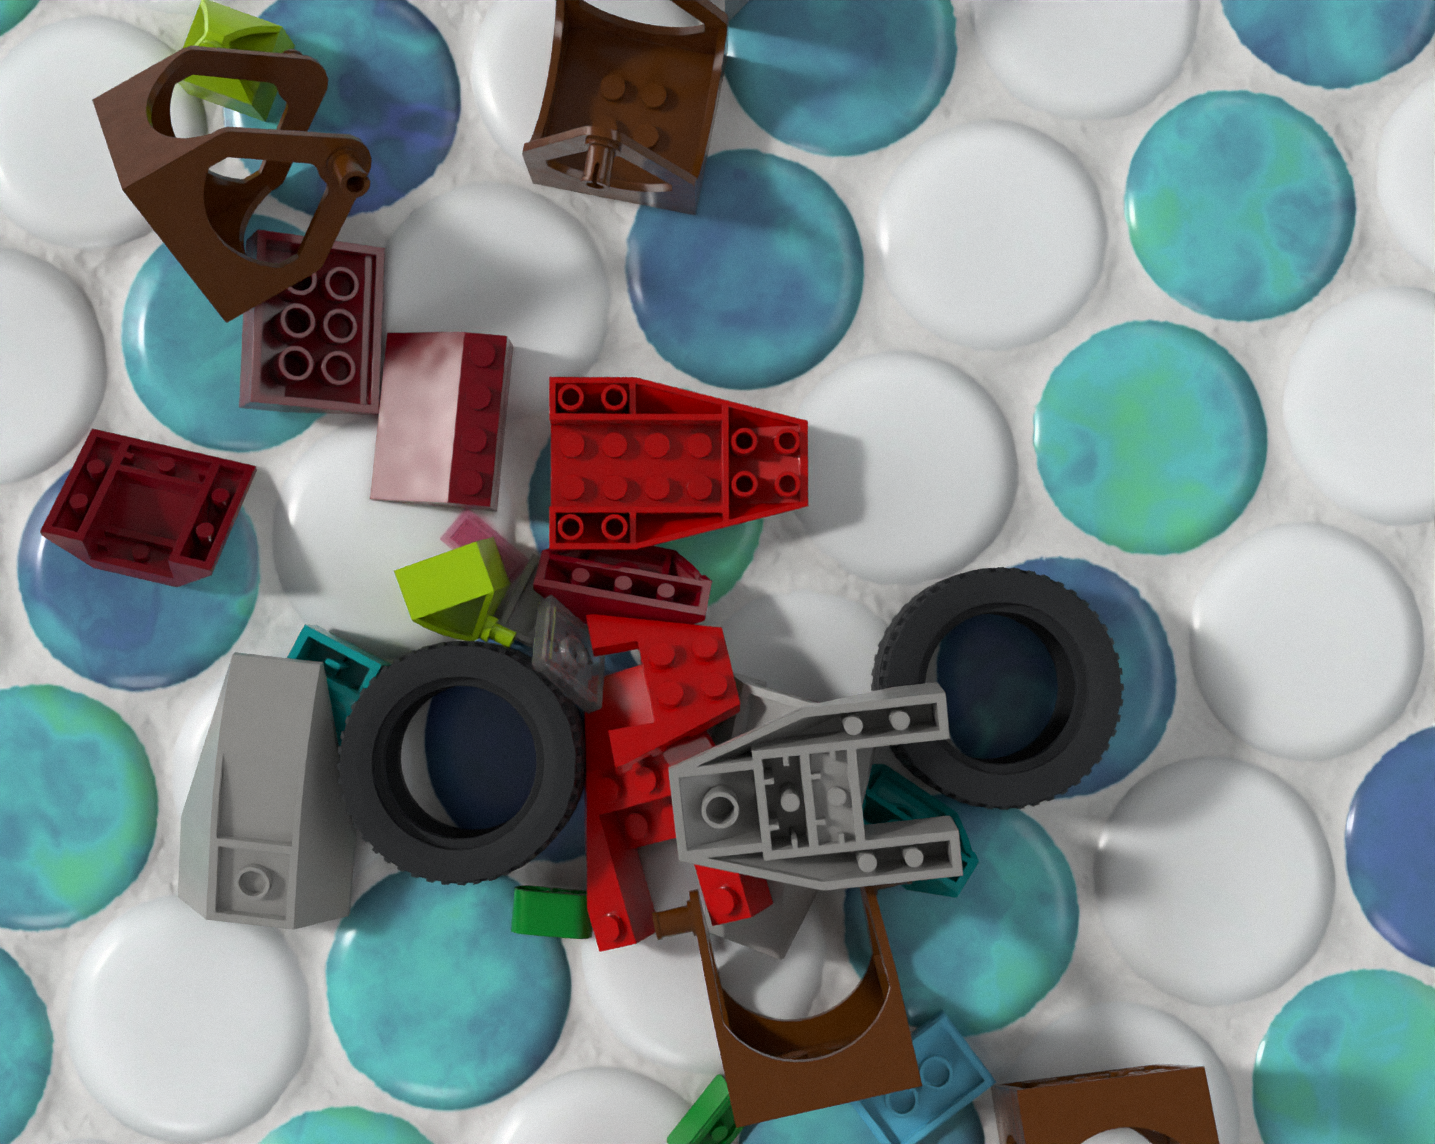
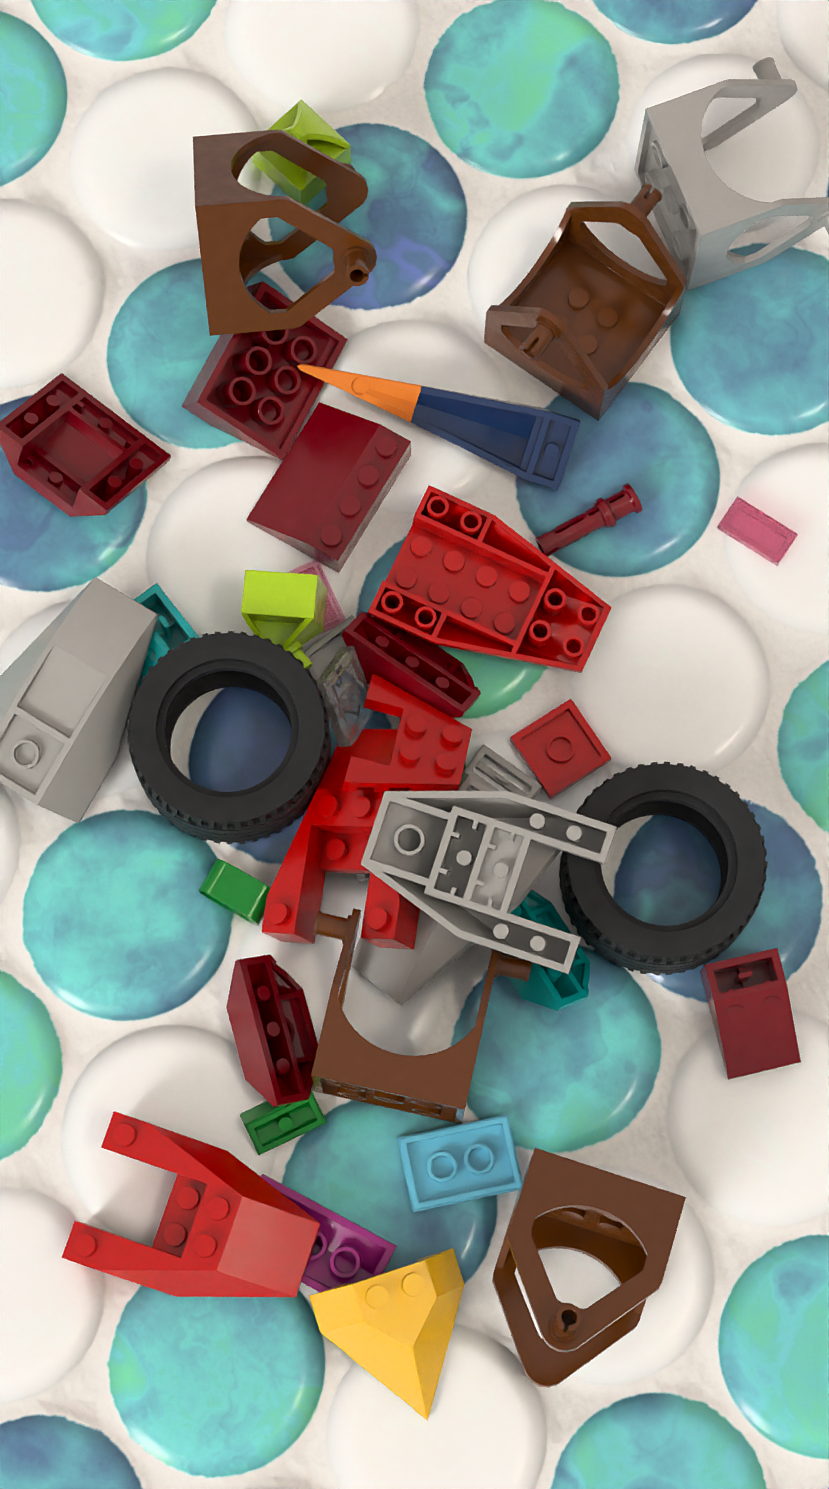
camera: 30 degrees right, 10 degrees down
(610, 277) = (506, 433): none -> dark blue plate
(663, 1048) = (272, 1030): none -> dark red wedge
(748, 318) = (603, 514): none -> dark red pin
(810, 665) = (486, 752): none -> light grey tile
(820, 595) = (560, 748): none -> red tile
(920, 260) = (757, 531): none -> clear pink tile
(1151, 789) = (751, 1013): none -> dark red slope

